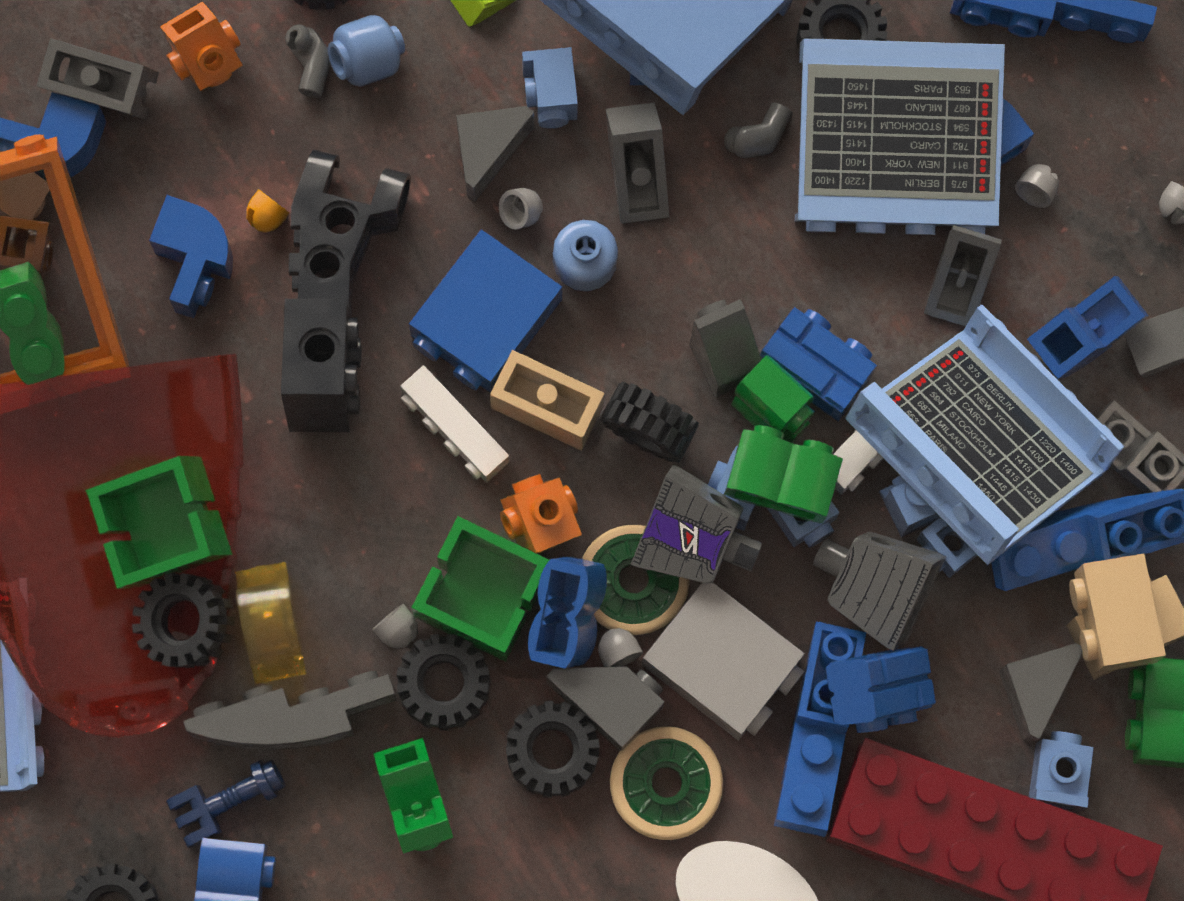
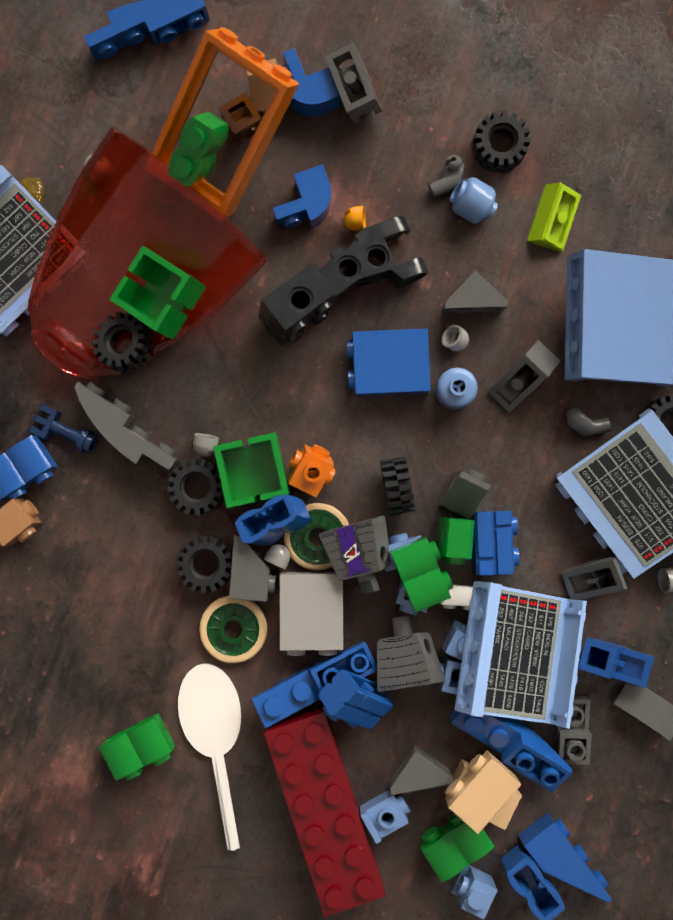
camera: 50 degrees right, 10 degrees up
(202, 47) = (410, 120): orange brick -> none
(269, 622) = (157, 381): clear yellow brick -> none
(413, 796) = (129, 518): green brick -> none
(455, 424) = (324, 392): white piece -> none
(546, 400) = (369, 427): tan brick -> none
(550, 85) = (528, 304): medium blue brick -> none

